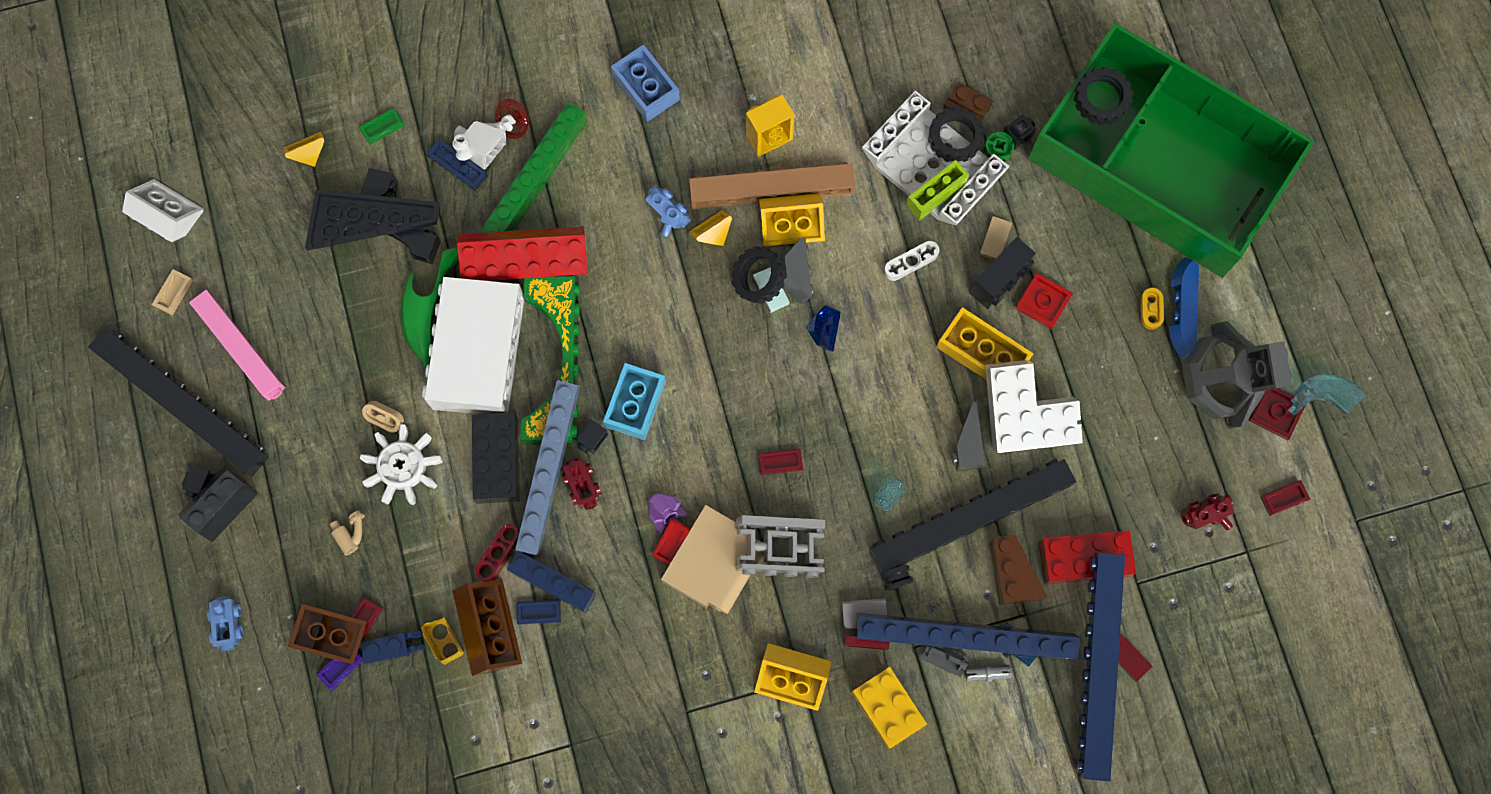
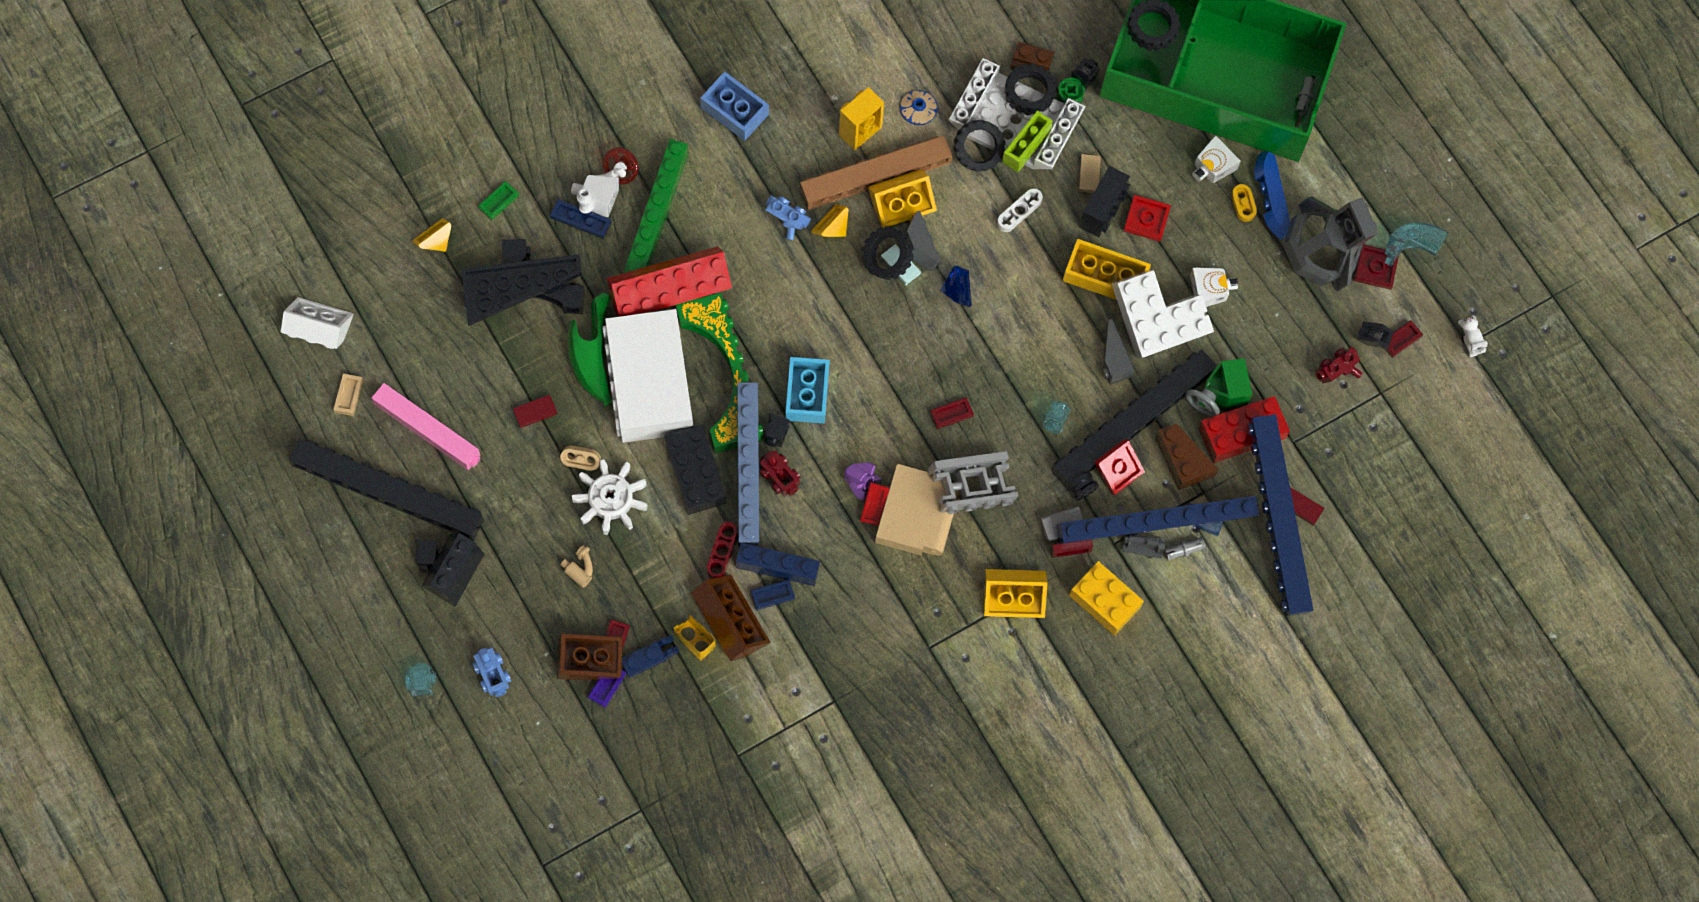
camera: 20 degrees left, 5 degrees down
(151, 612) = (420, 679): none -> clear light blue brick
(353, 355) = (535, 411): none -> dark red tile
(836, 135) = (915, 114): none -> tan dish
(901, 198) = (960, 138): none -> black tyre
(941, 566) = (1119, 467): none -> plate
(1079, 506) = (1225, 389): none -> green piece
(1094, 390) = (1212, 284): none -> white torso
(1133, 257) = (1215, 162): none -> white torso
(1248, 208) = (1305, 95): none -> light grey pin
(1257, 488) = (1375, 335): none -> black window
(1365, 516) = (1473, 337): none -> white animal

